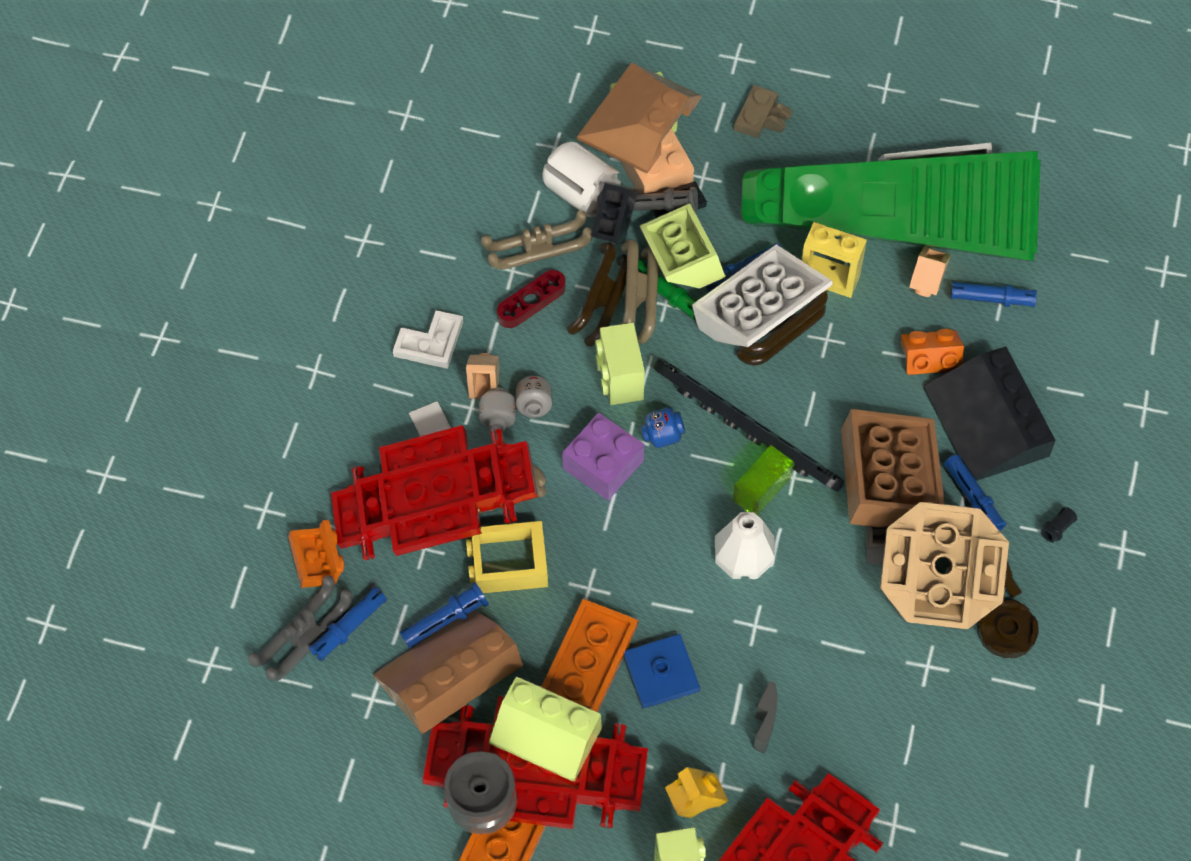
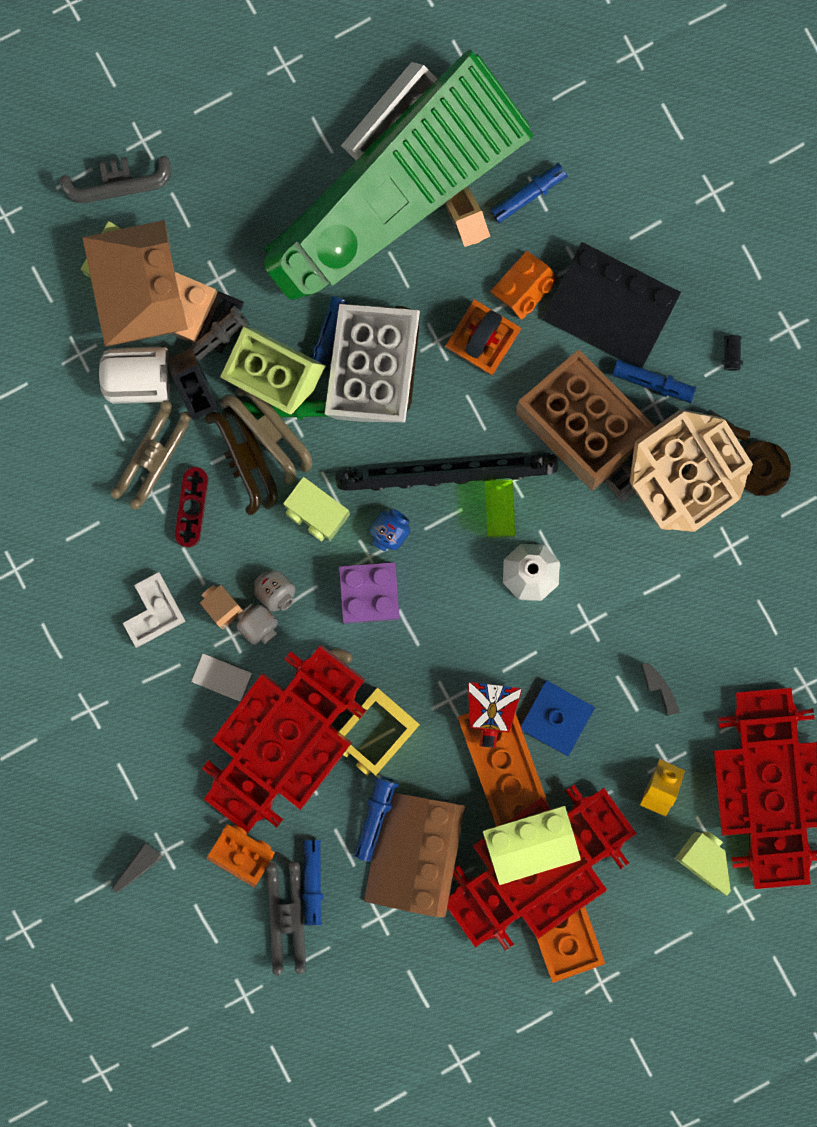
camera: 40 degrees left, 25 degrees up
(232, 497) = (142, 861): none -> dark grey slope
(480, 792) = (520, 941): dark grey wheel -> none
(615, 610) = (492, 710): none -> torso
(693, 63) = (117, 182): none -> dark grey piece
(757, 112) = (206, 179): dark tan hinge -> none
(847, 248) = (387, 285): light yellow window -> none
(865, 358) = (483, 337): none -> orange plate

